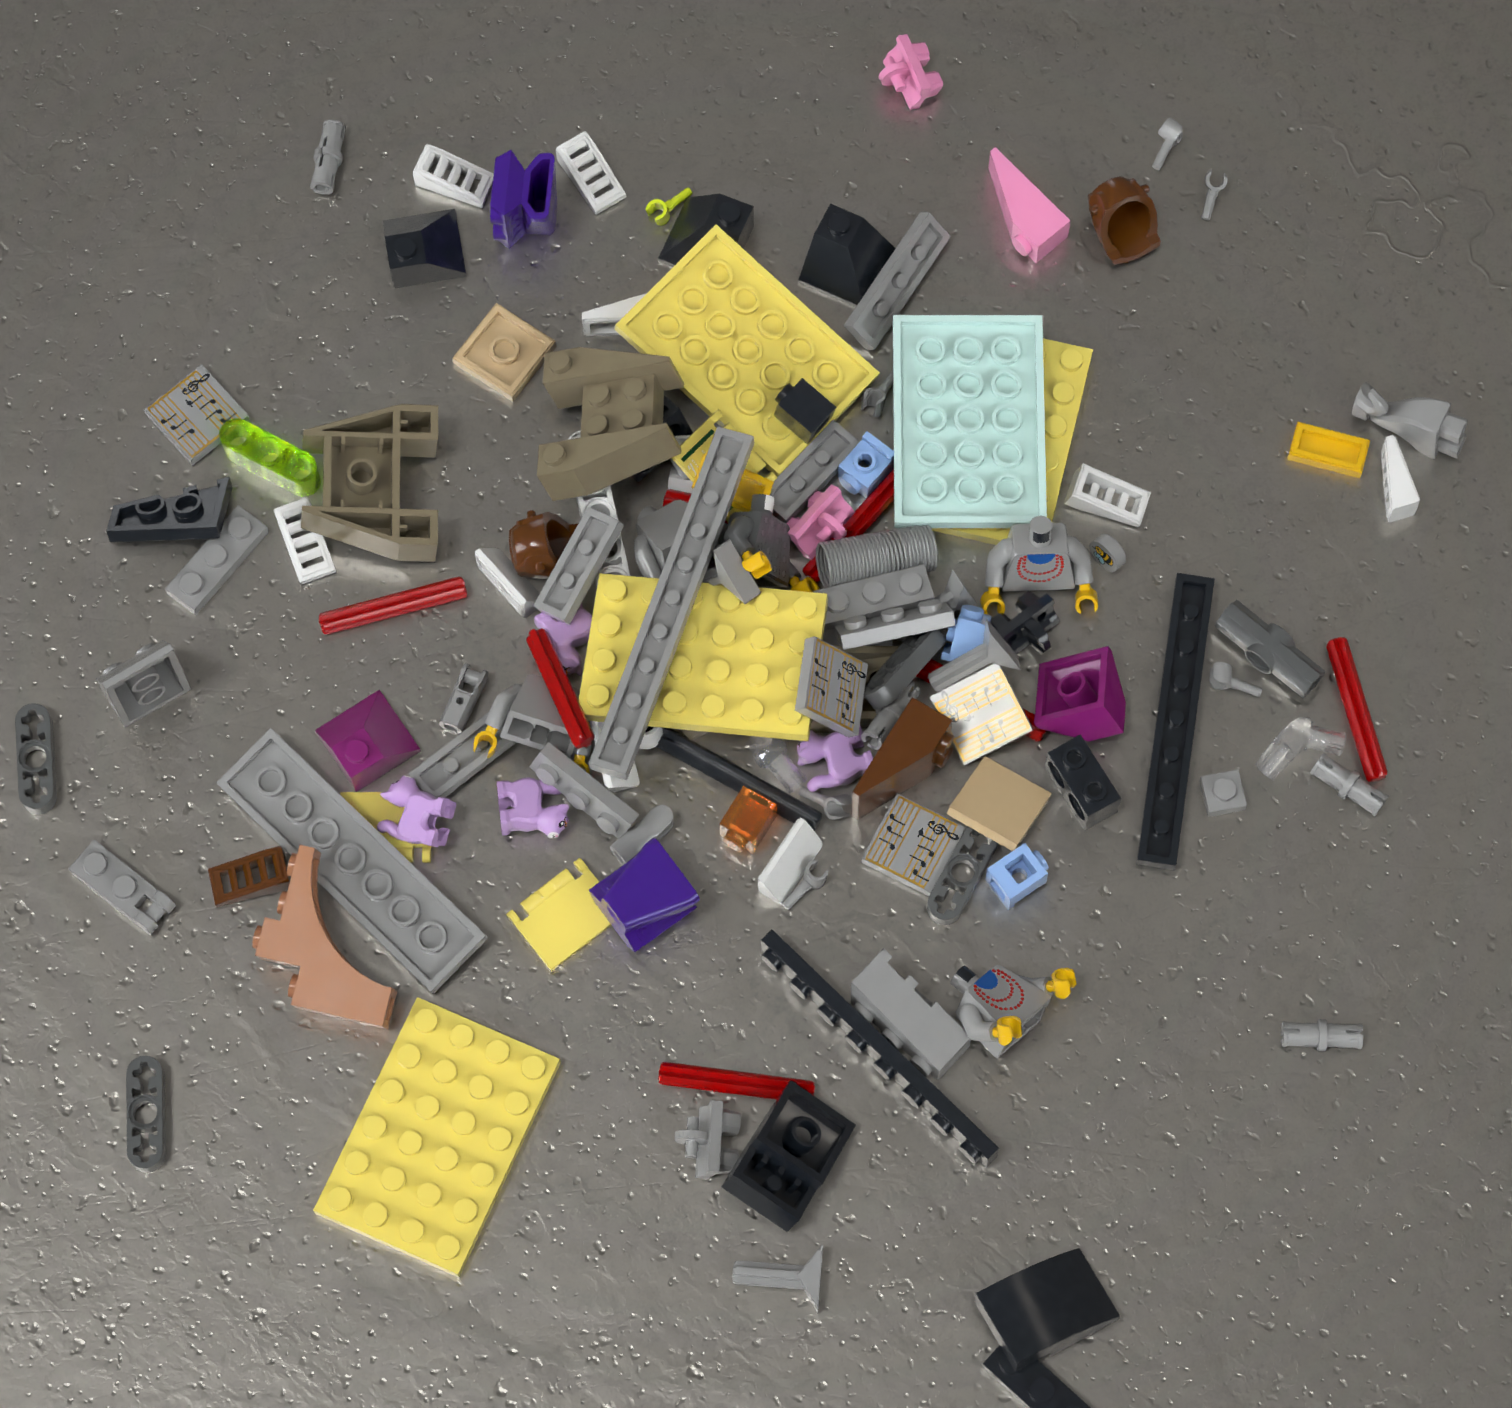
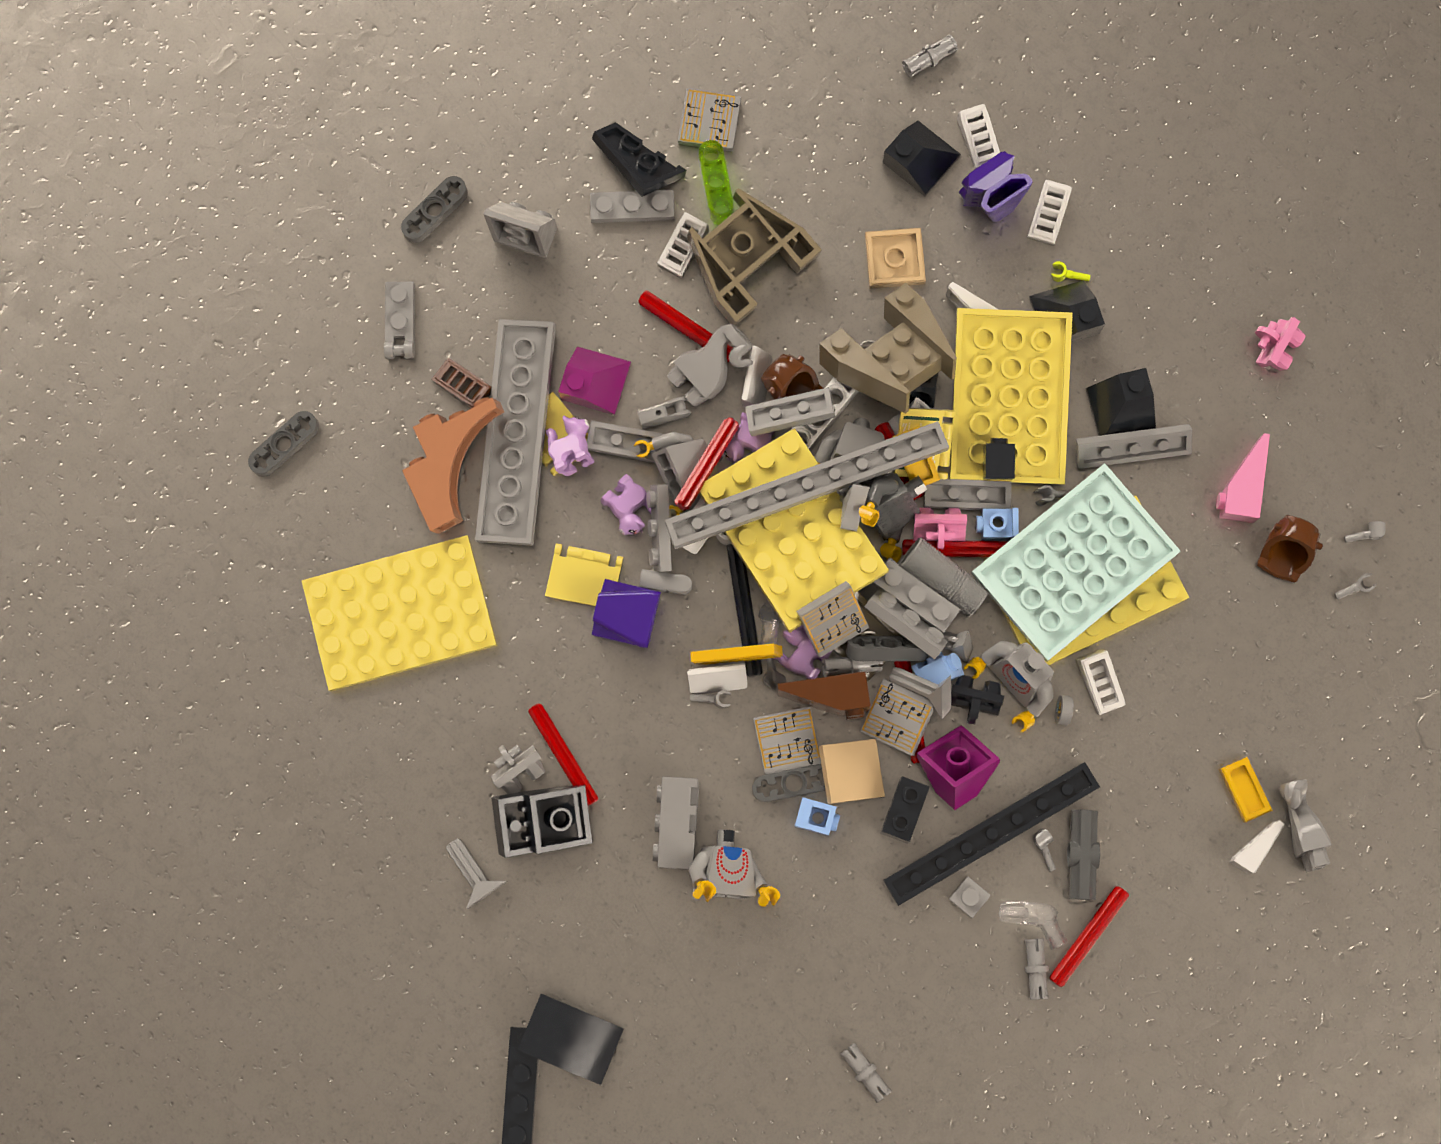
camera: 55 degrees right, 10 degrees up
(454, 610) = (708, 366): none -> light grey hips
(747, 821) = (720, 633): clear orange brick -> none
(782, 818) = (736, 654): none -> yellow tile
(887, 1058) = (643, 833): black plate -> none

